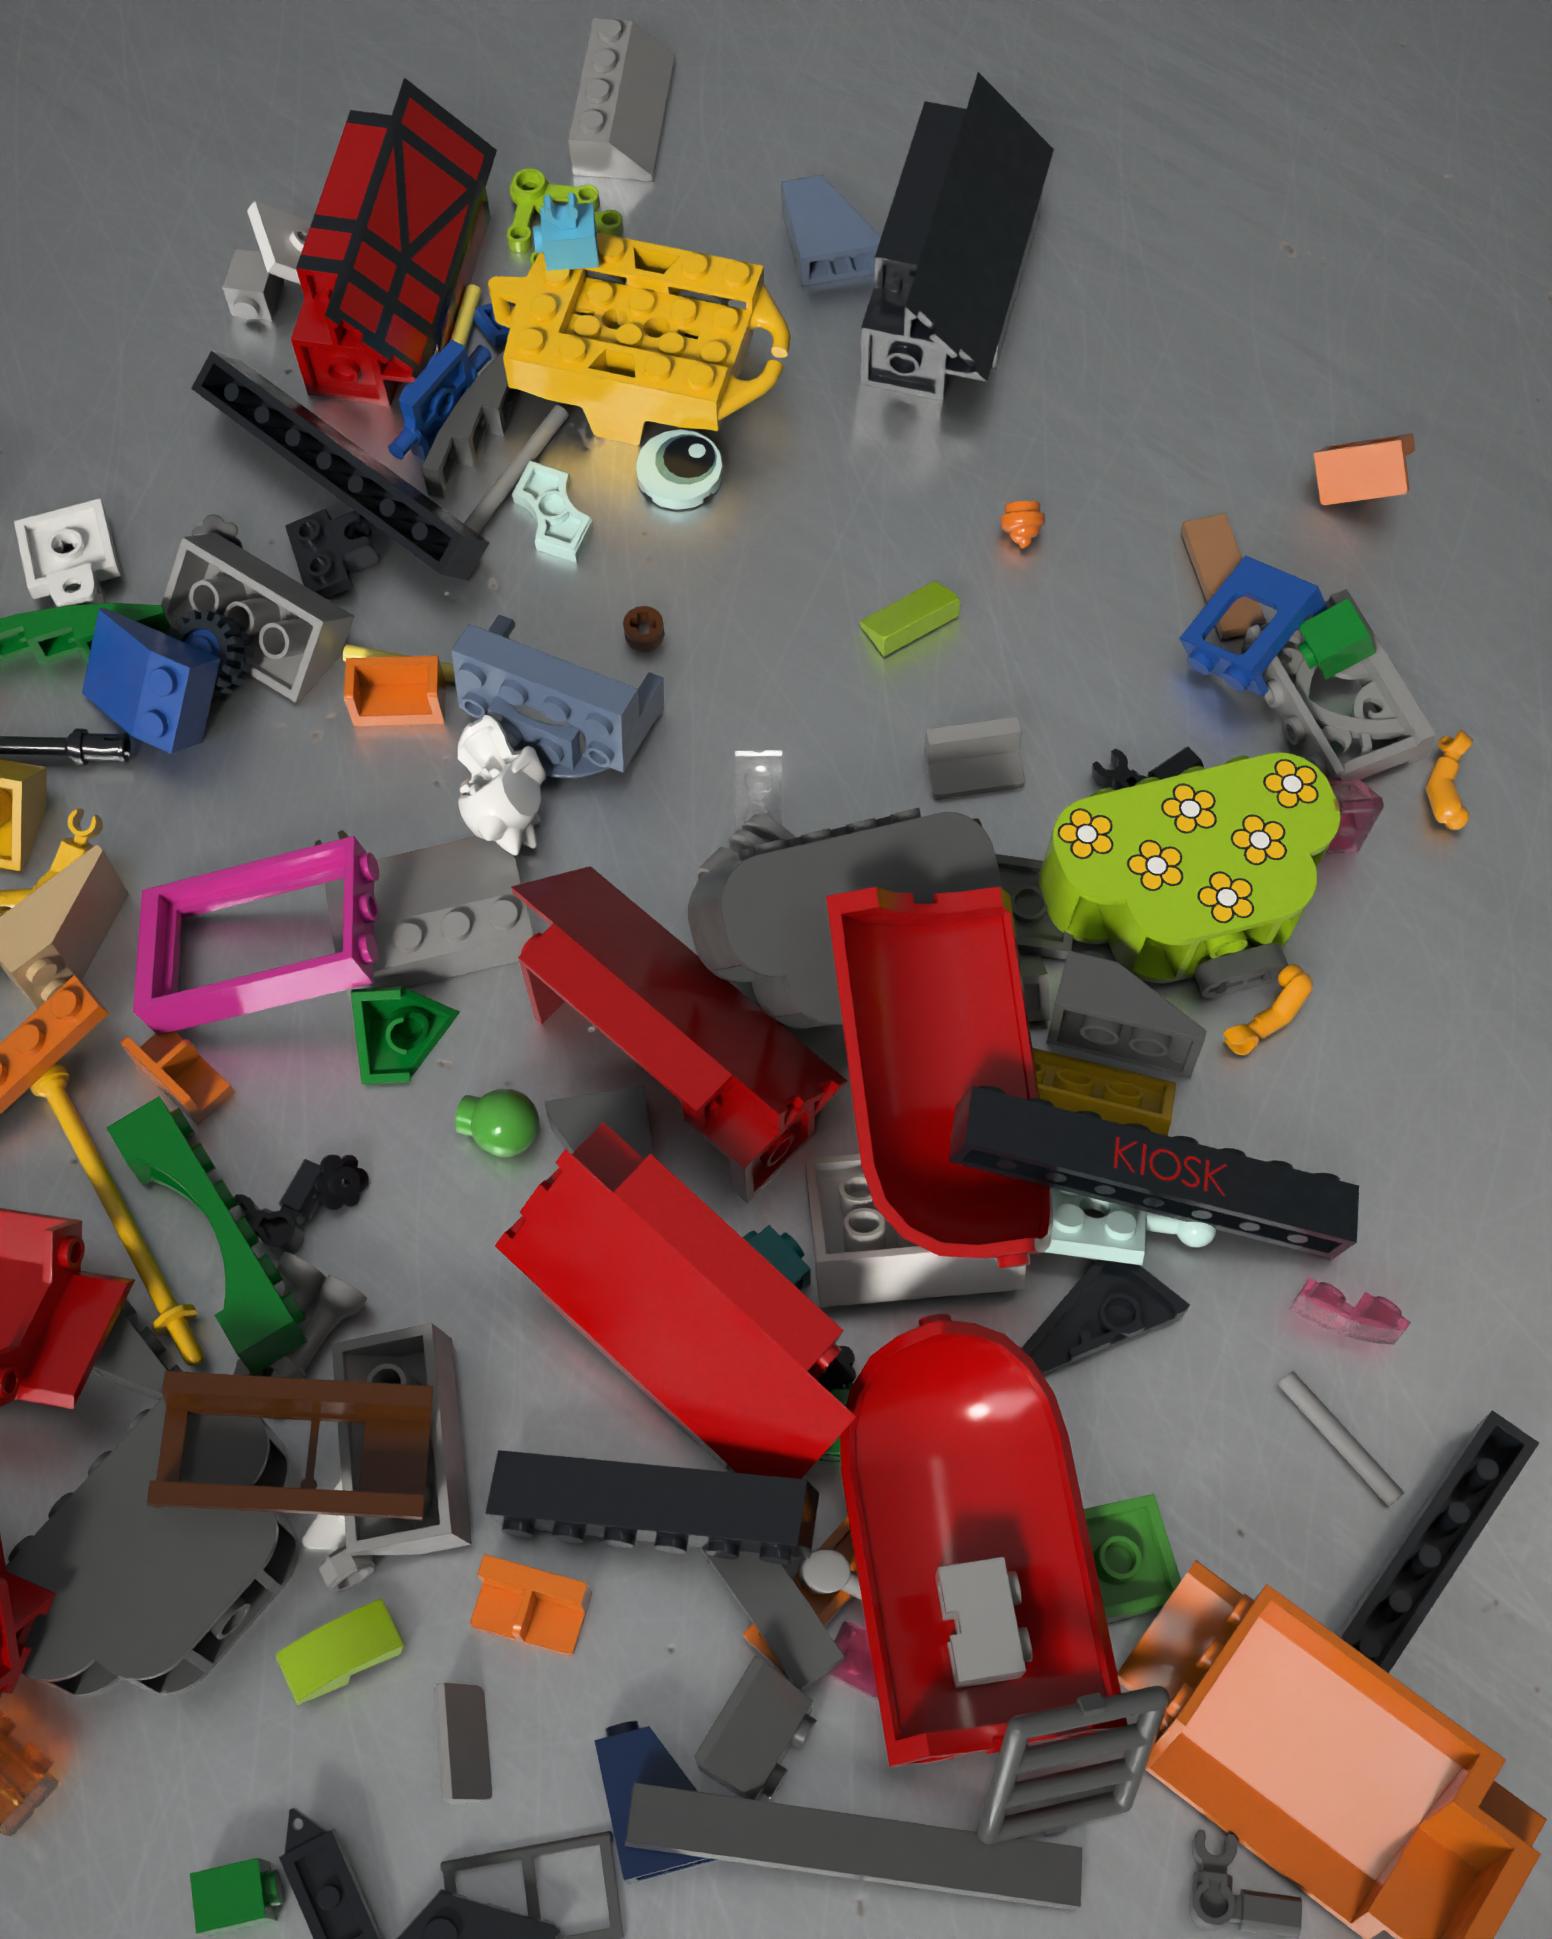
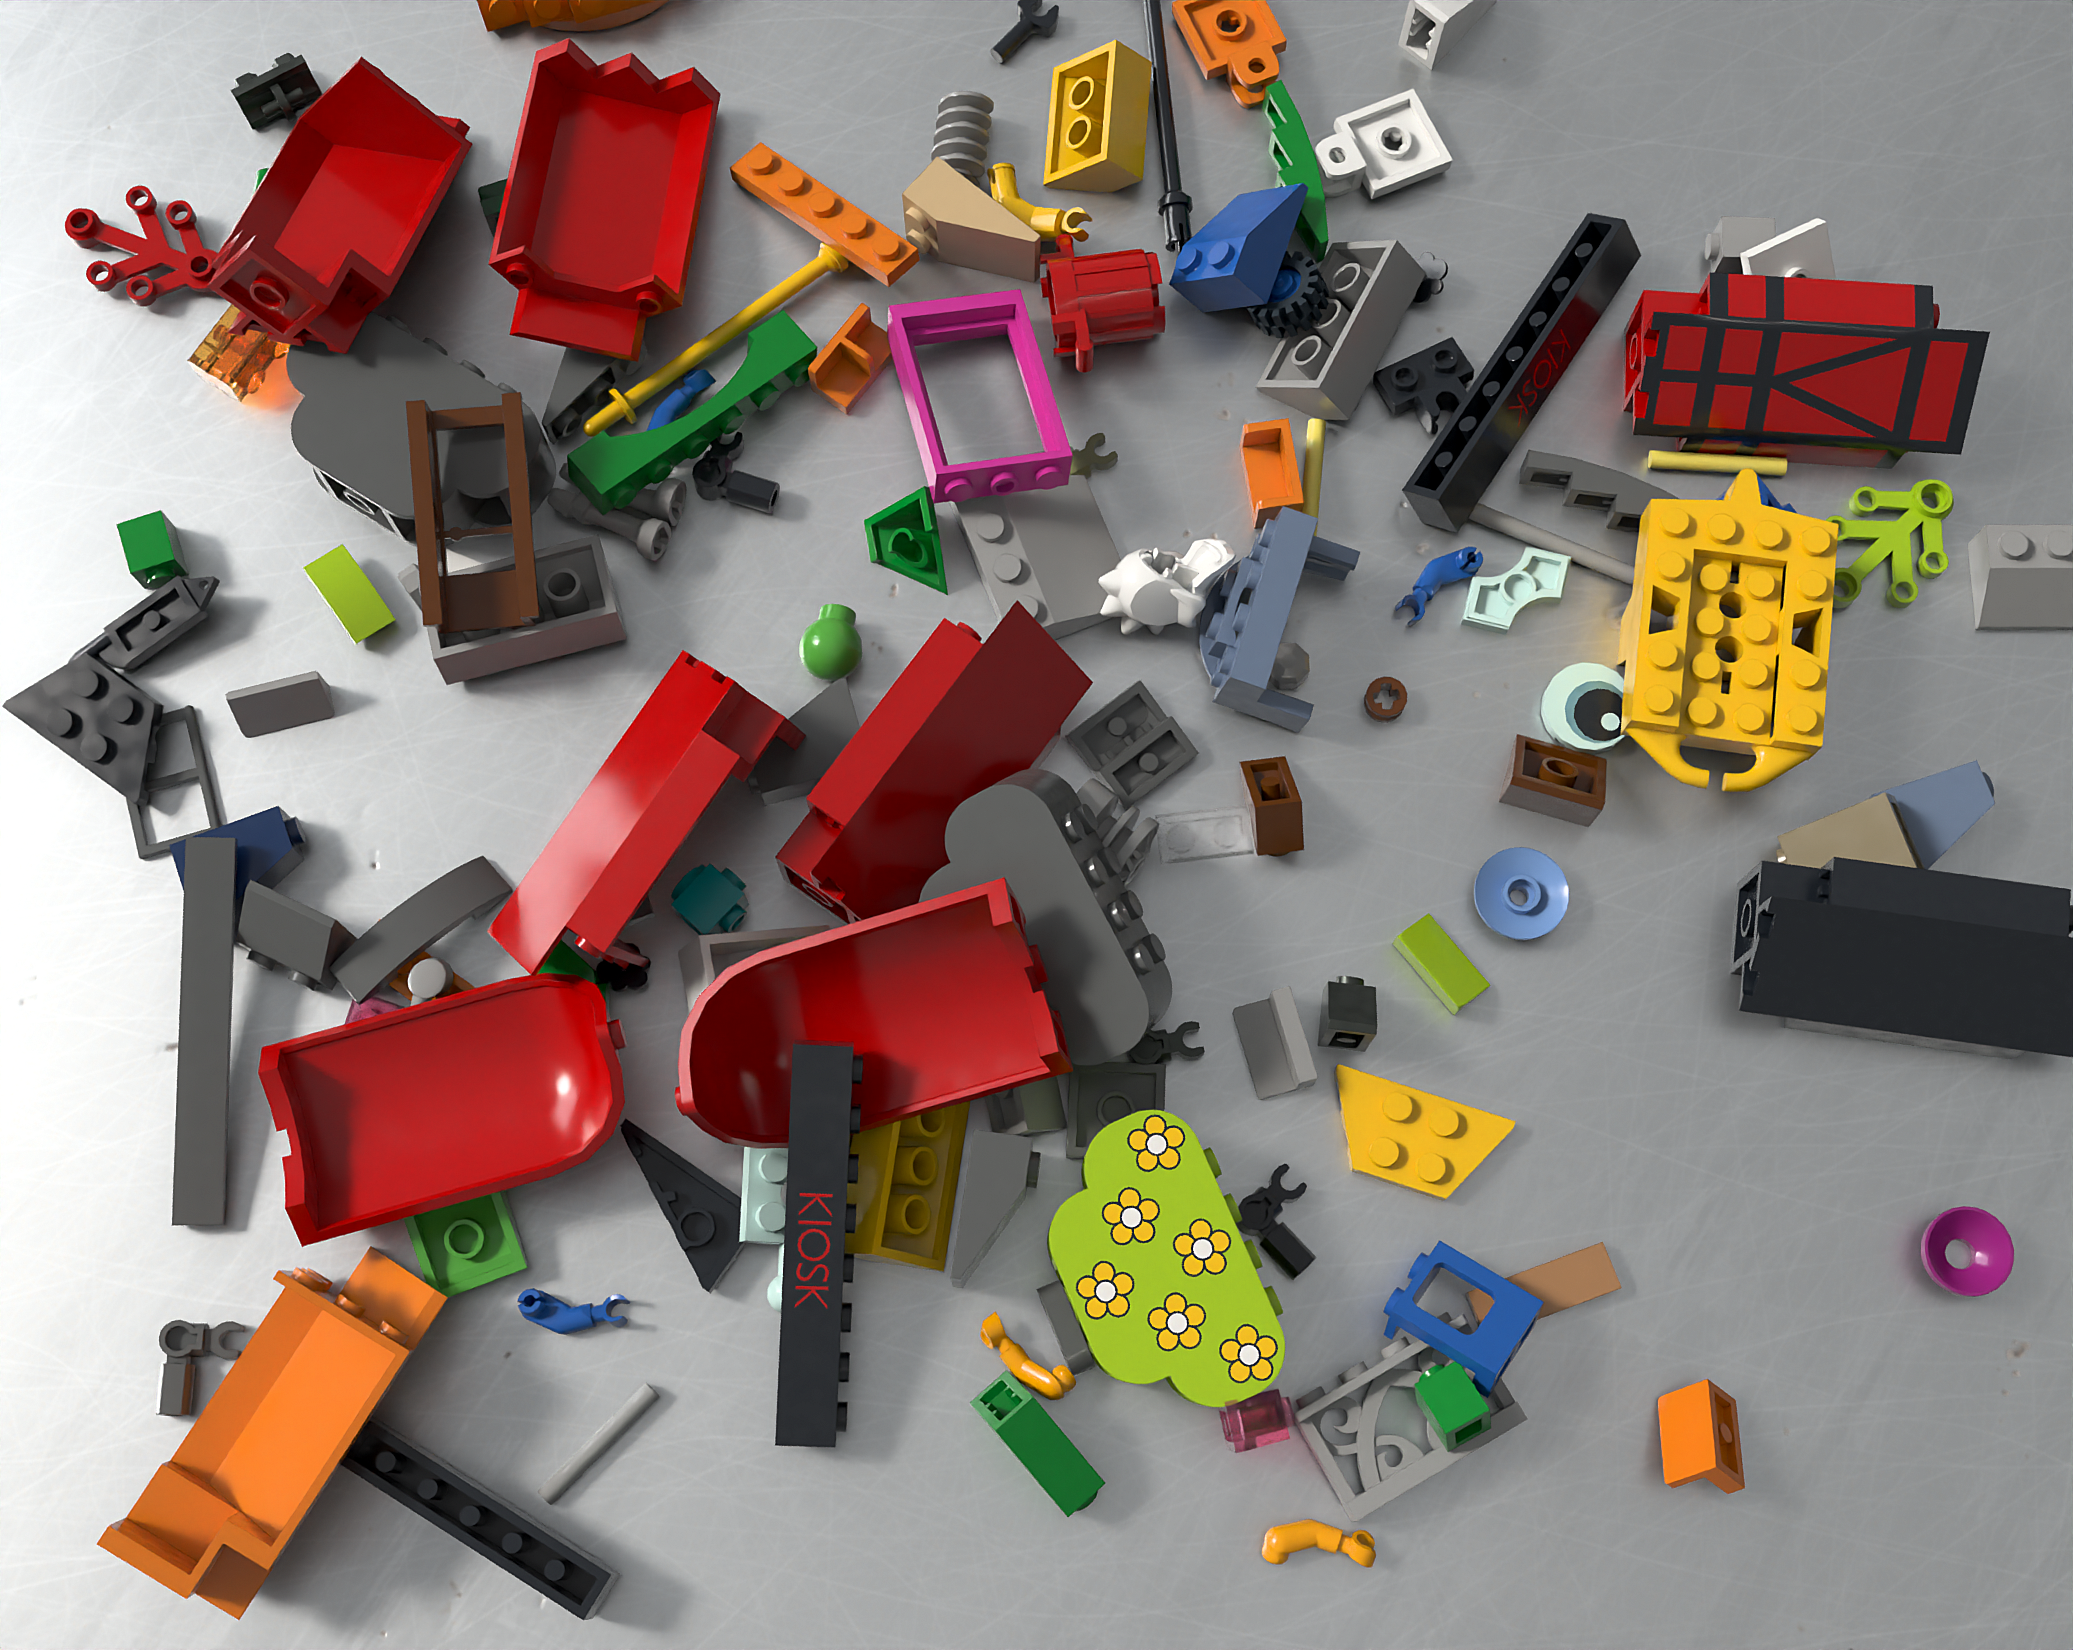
camera: 80 degrees right, 10 degrees up
(173, 816) = (1100, 299): none -> red container
(193, 1275) = (680, 399): none -> blue arm
(329, 1182) = (769, 511): black plant -> none
(433, 396) = (1611, 444): blue plate -> none
(524, 570) = (1440, 572): none -> blue arm
(530, 1605) = (399, 742): orange panel -> none
(567, 235) = (1804, 534): medium azure brick -> none
(651, 851) = (1131, 744): none -> dark grey slope
(653, 1505) = (474, 826): black brick -> none
(737, 724) = (1273, 806): none -> reddish brown slope
(748, 500) = (1555, 781): none -> reddish brown slope
(844, 276) = (1863, 832): none -> dark tan slope
(853, 525) = (1534, 876): none -> medium blue dish
(956, 686) = (1348, 1014): none -> pearl dark grey slope
(987, 1636) = (400, 1113): light grey brick -> none
(1022, 521) = (1575, 1069): orange plate -> none
(1071, 659) = (1412, 1134): none -> yellow wing
(1124, 1772) = (262, 1197): dark grey bar -> none
(1207, 1464) = (564, 1319): none -> blue arm
(1210, 249) = (1989, 1247): none -> magenta piece
(1352, 1005) = (1038, 1444): none -> green slope
(1370, 1321) = (710, 1463): clear pink slope -> none

